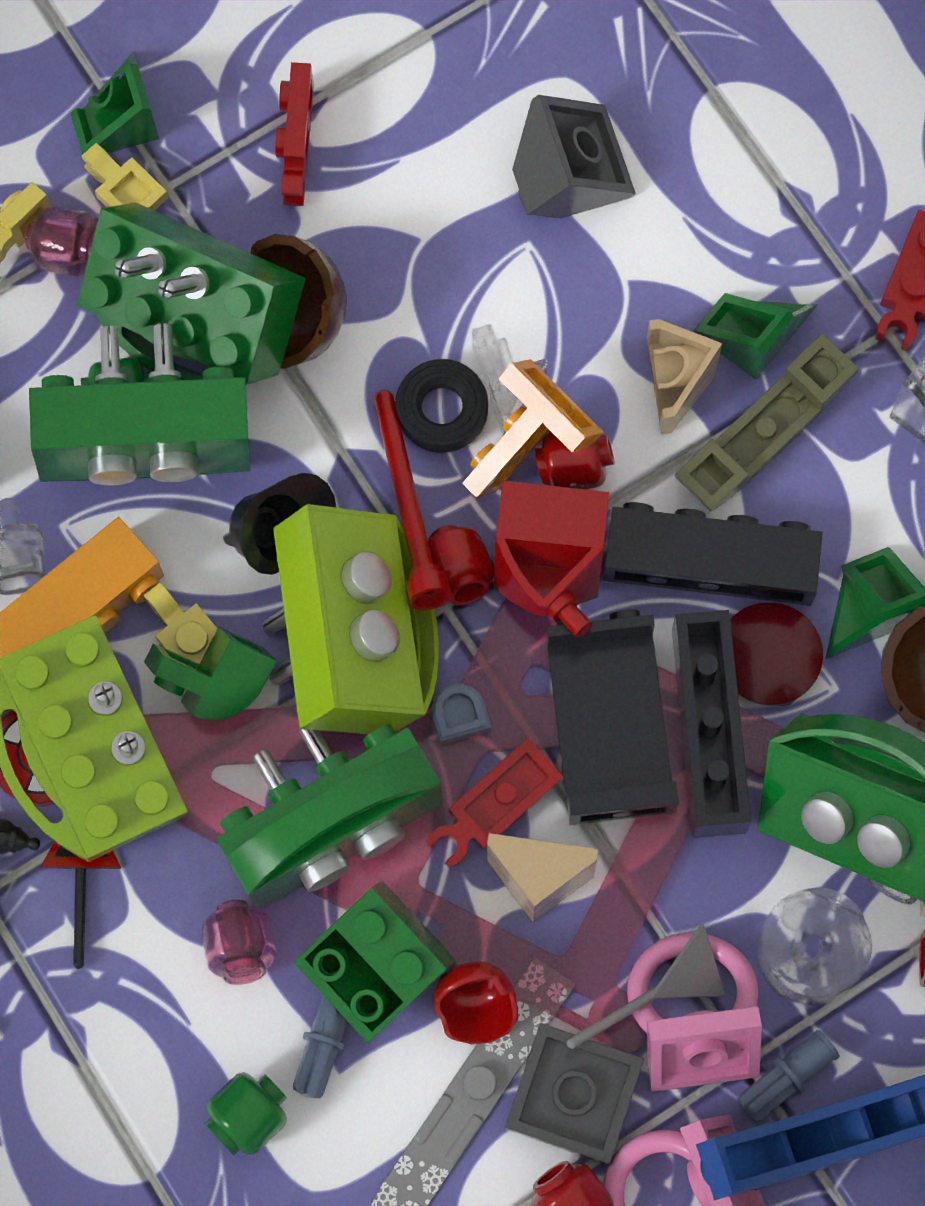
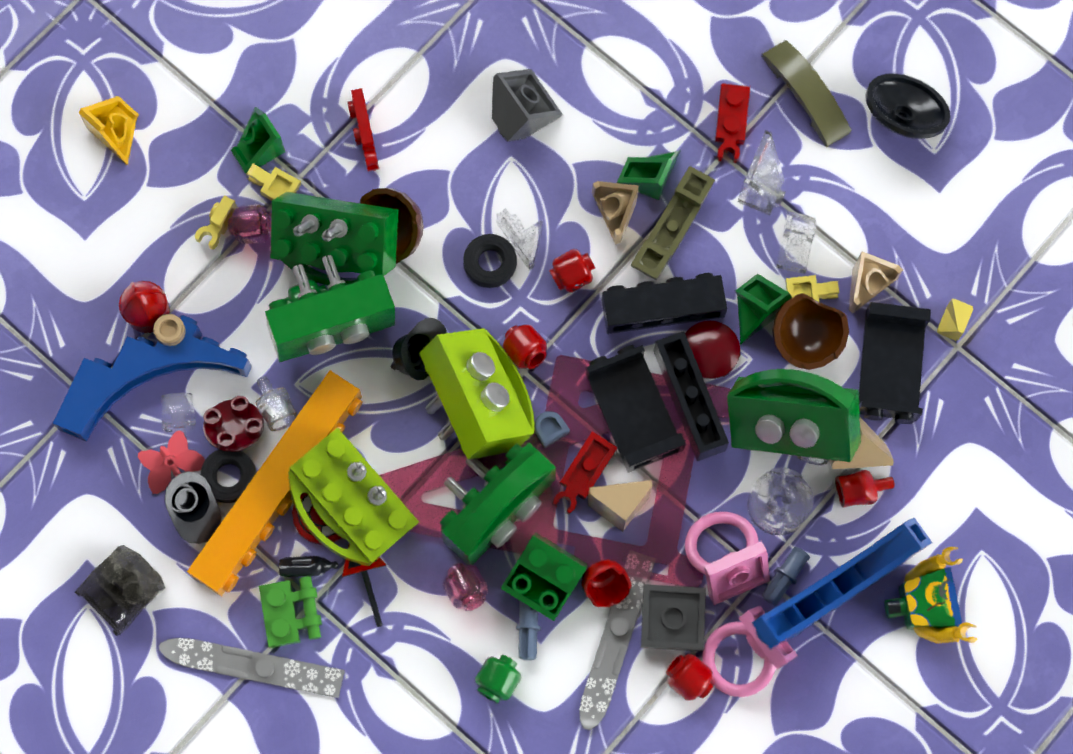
camera: 20 degrees left, 0 degrees up
(185, 632) = (386, 427): light yellow plate -> none
(222, 683) = (415, 444): green brick -> none
(427, 584) = (513, 360): red piece -> none
(546, 411) = (552, 248): bracket -> none
(550, 549) = (576, 324): red piece -> none
(690, 975) = (717, 536): light grey piece -> none

